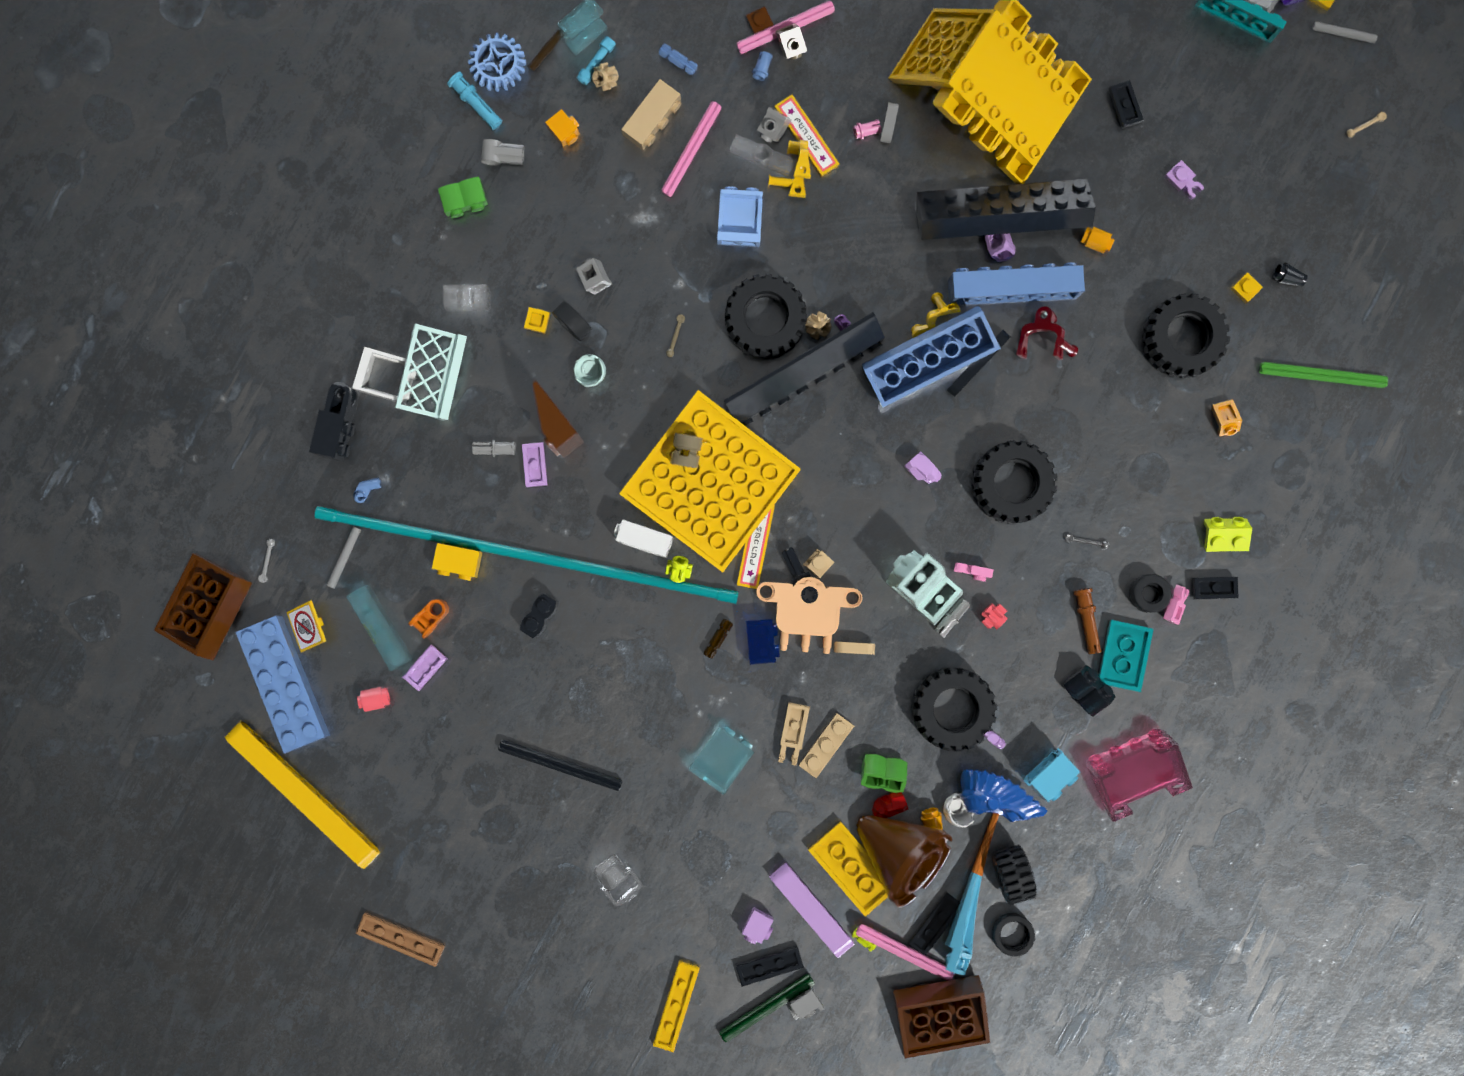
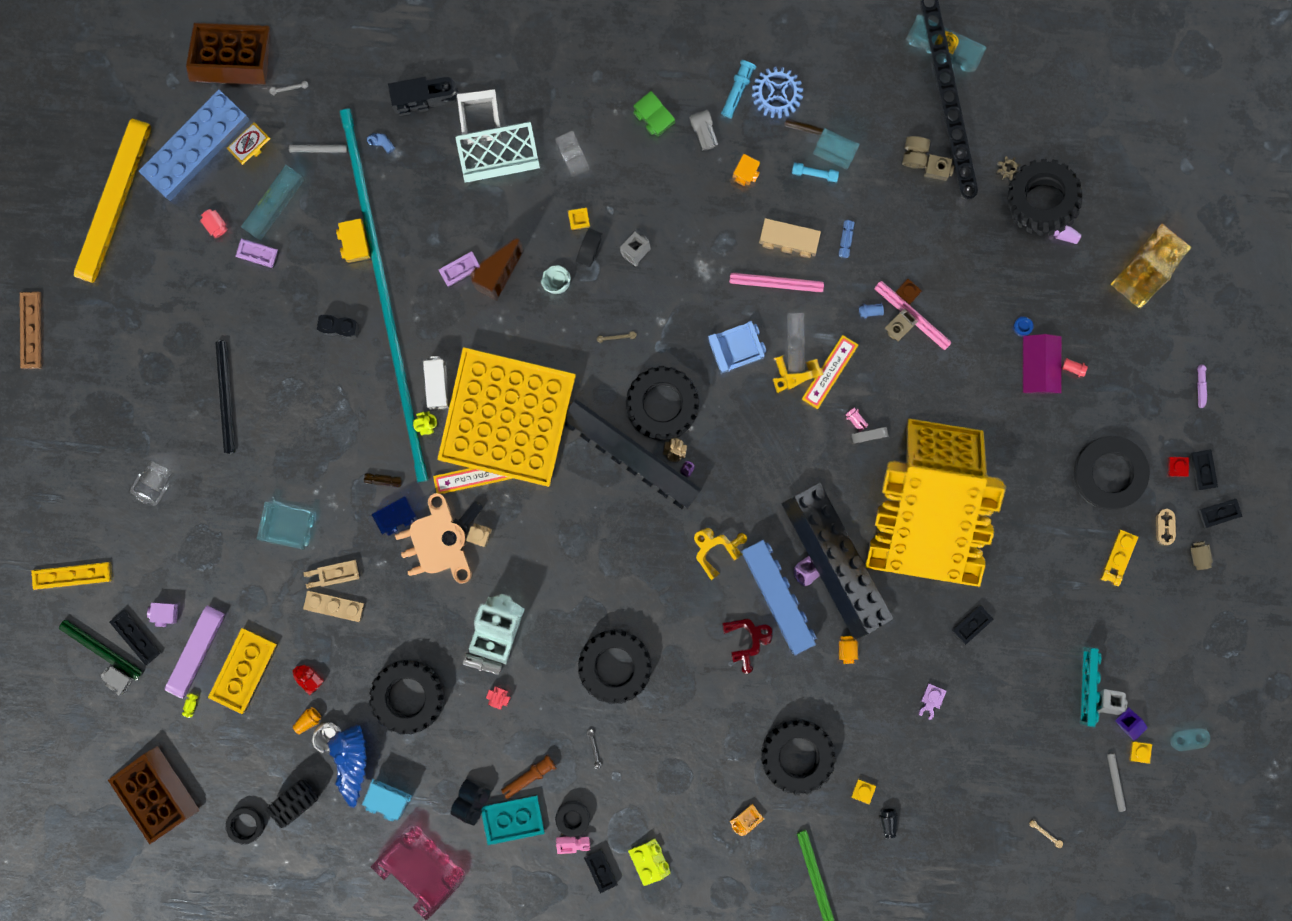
camera: 70 degrees right, 0 degrees up
(427, 620) = (296, 238): orange piece -> none
(493, 448) = (459, 230): light grey axle -> none
(605, 76) = (804, 185): tan gear -> none
(687, 443) = (526, 384): dark tan wheel -> none
(780, 125) = (829, 345): light grey brick -> none
(856, 648) = (422, 594): tan beam -> none
(884, 773) = (330, 662): bright green brick -> none
(903, 854) = (269, 706): reddish brown cone -> none
(904, 952) = (192, 742): bright pink axle -> none
(923, 469) = (593, 587): lavender rock -> none
(931, 356) = (687, 552): medium blue brick -> none
(934, 924) = (226, 758): black tile -> none
(962, 929) = (233, 781): medium azure plate -> none
(975, 367) = (702, 595): black beam -> none
(978, 573) = (528, 669): bright pink plate -> none
(995, 739) = (396, 741): lavender piece -> none

